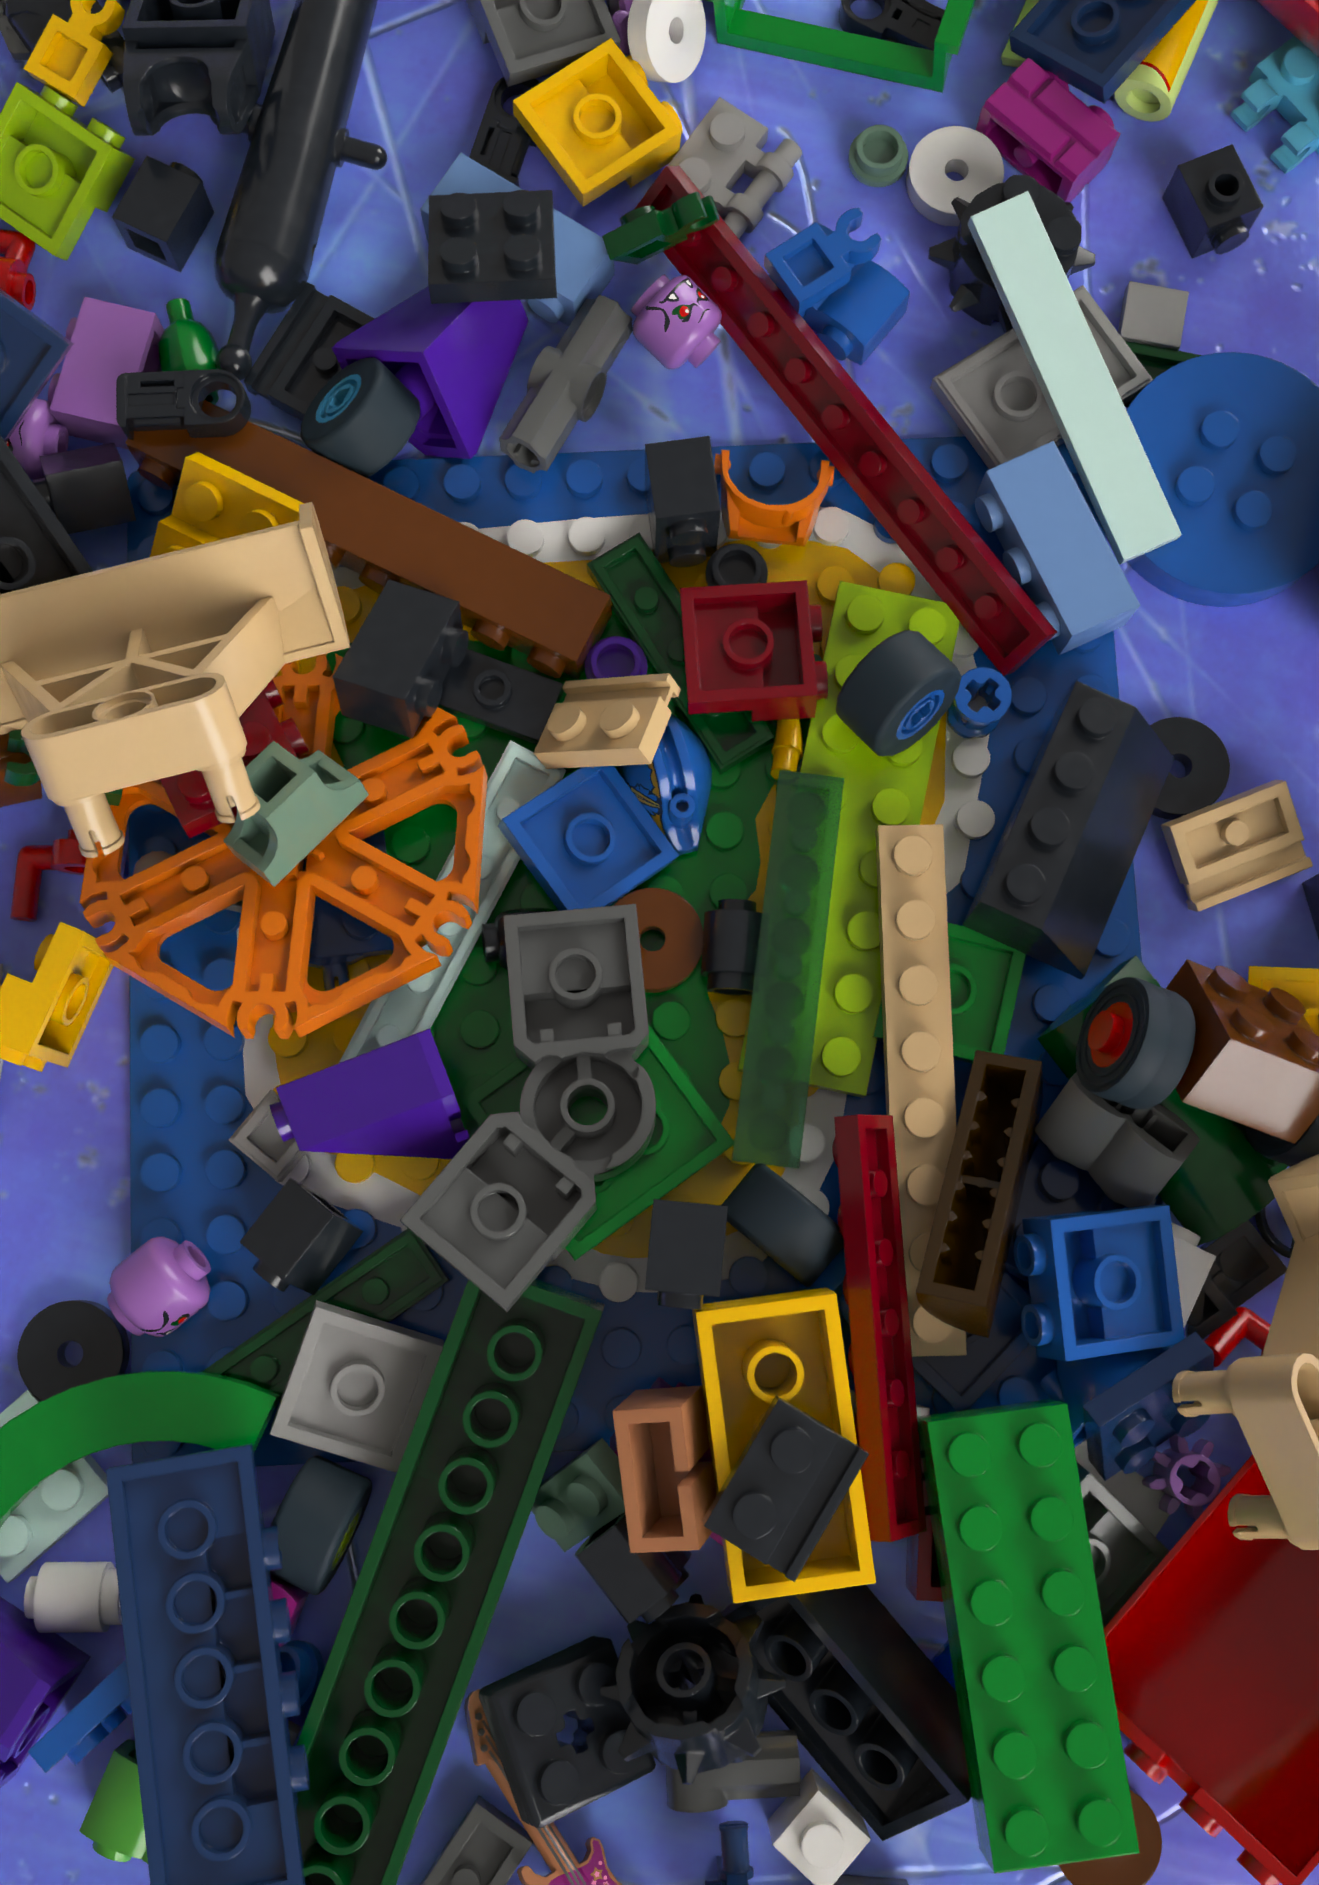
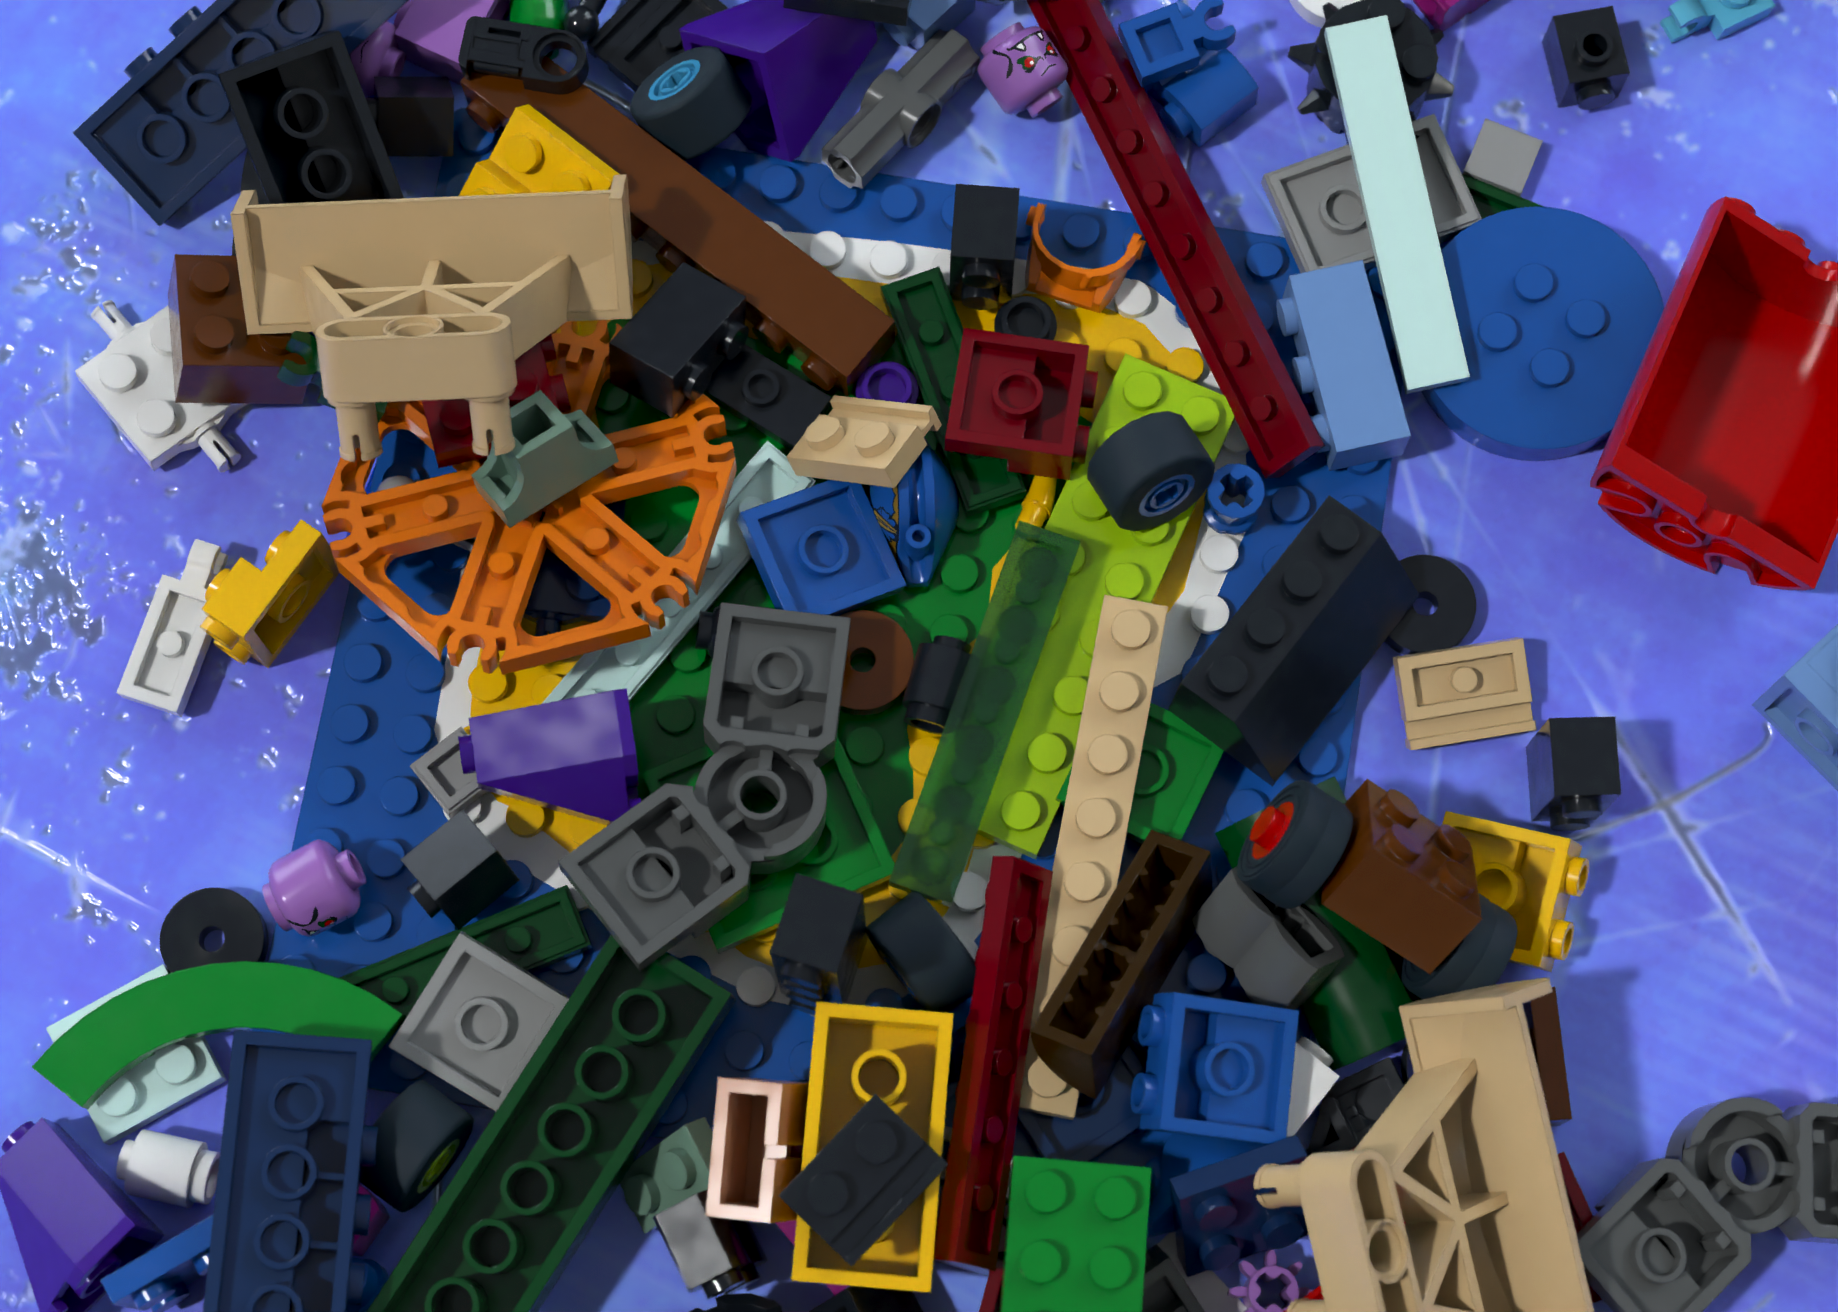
camera: 15 degrees right, 5 degrees down
(31, 860) = (313, 463): red plate -> none

